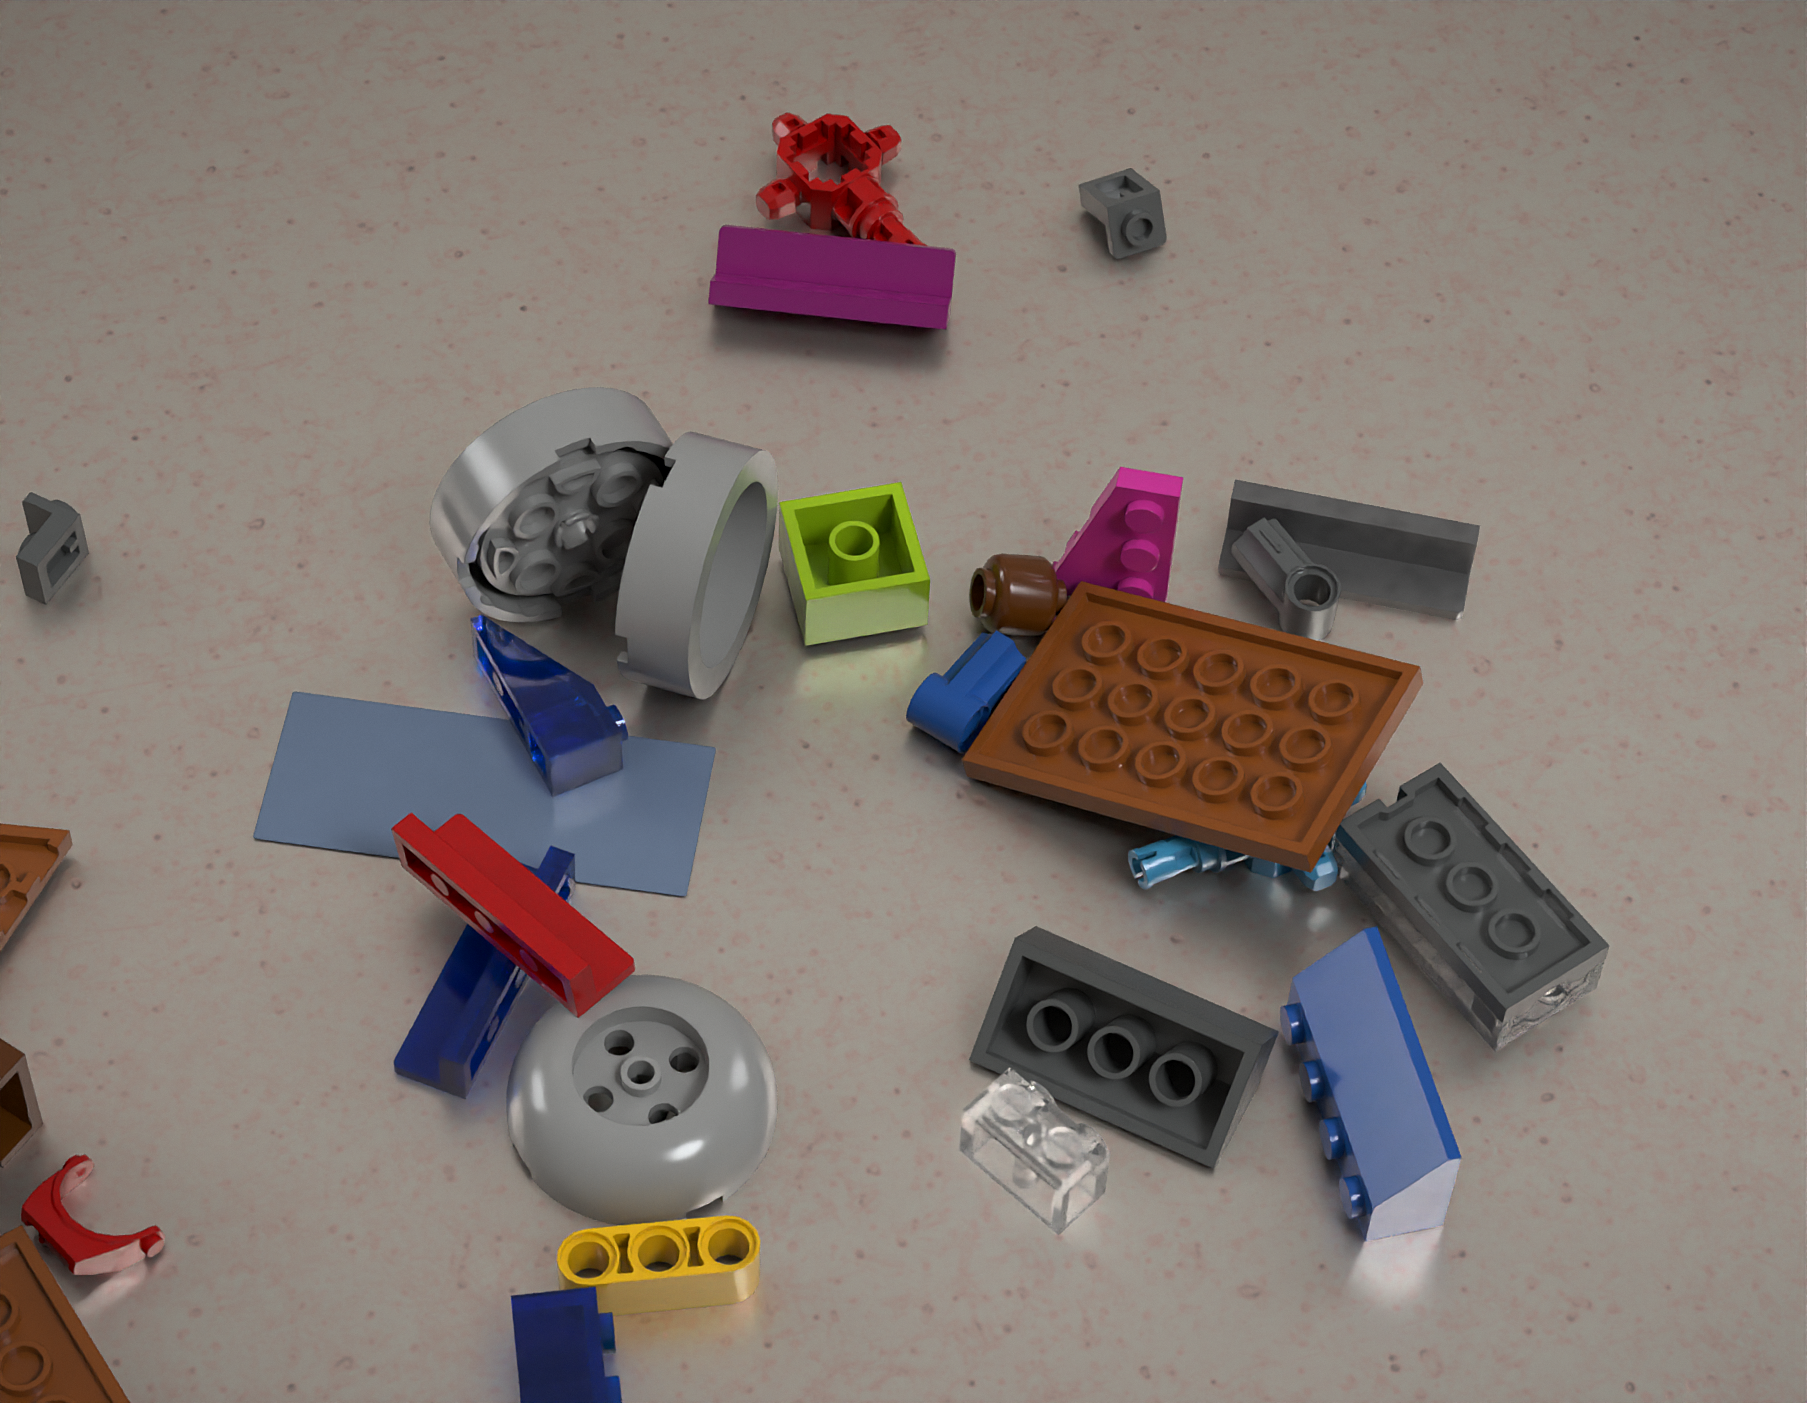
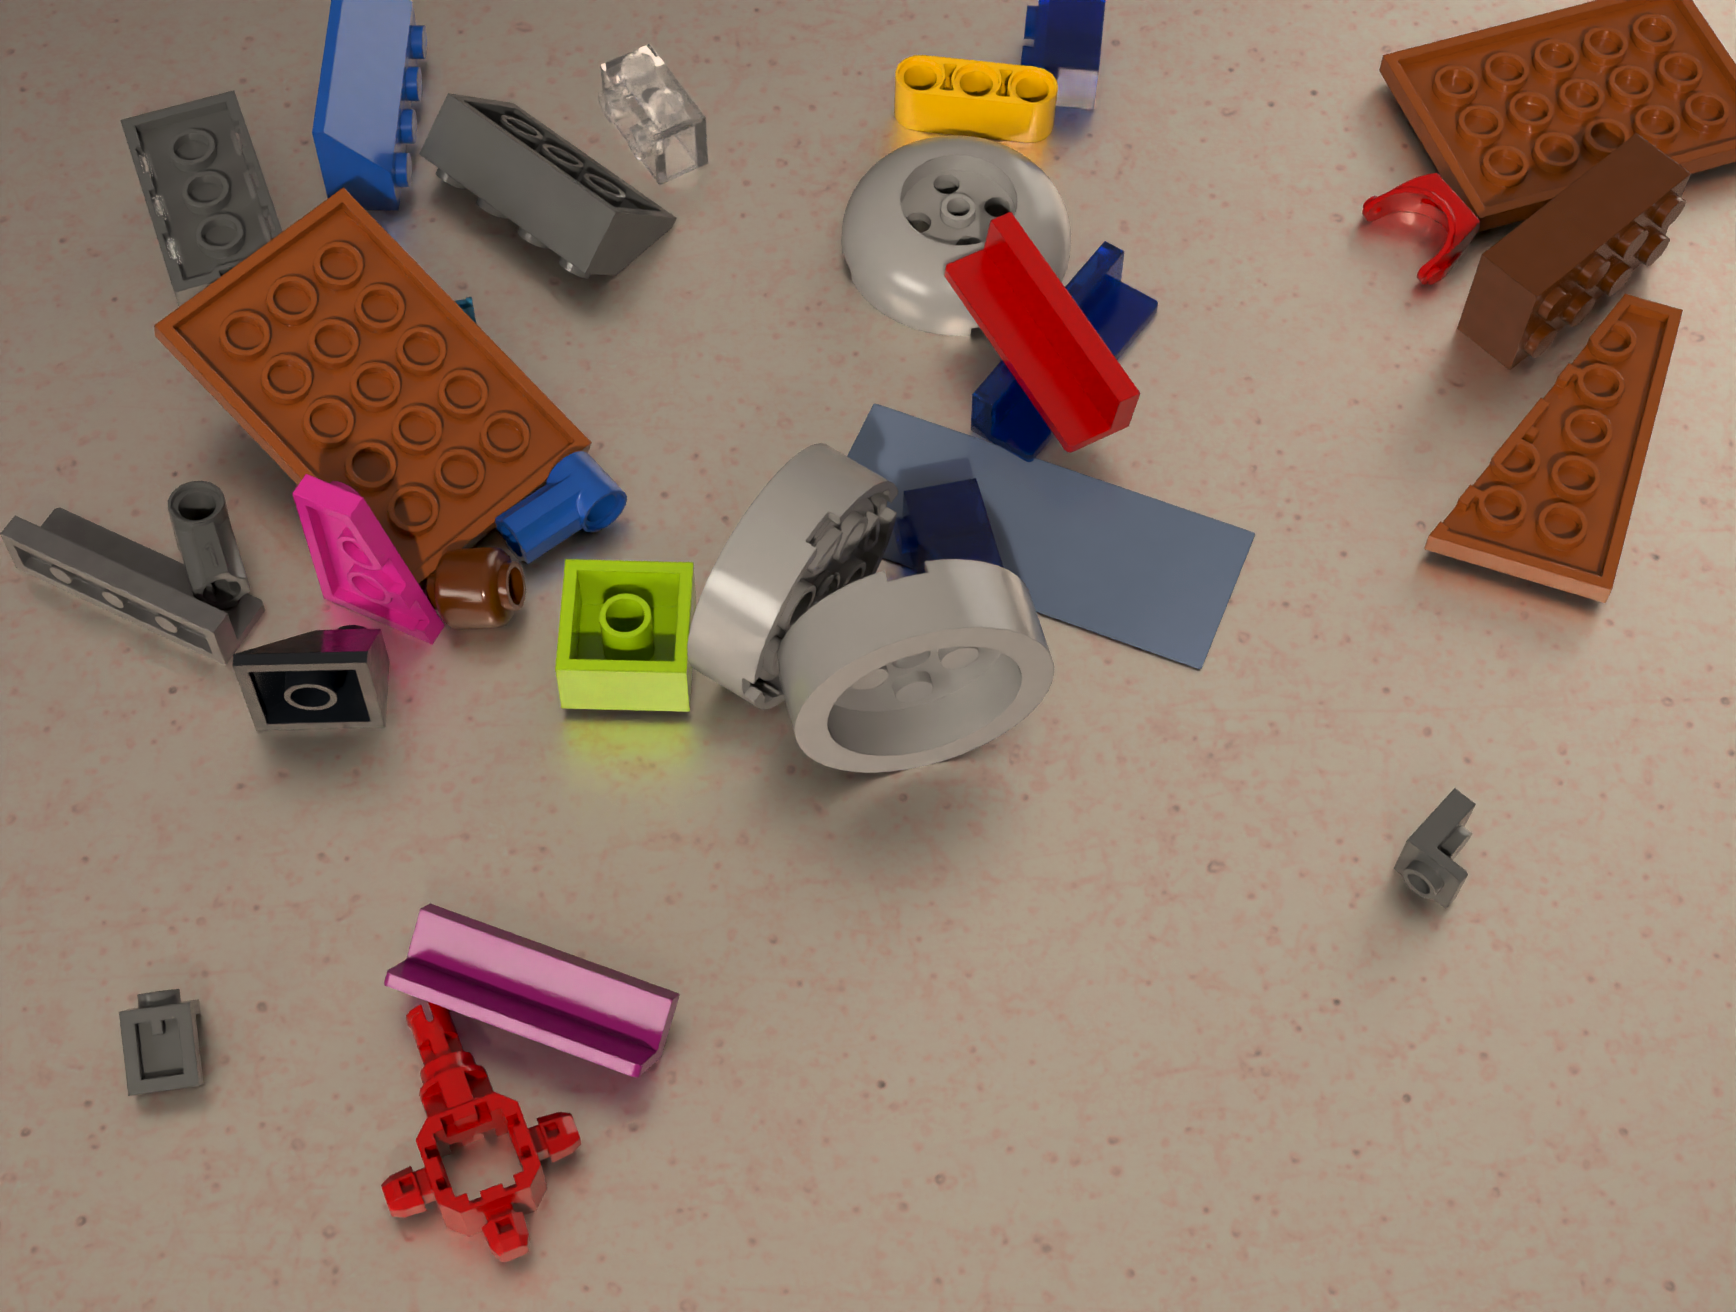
camera: 165 degrees left, 5 degrees up
(1099, 442) = (317, 680): none -> black slope

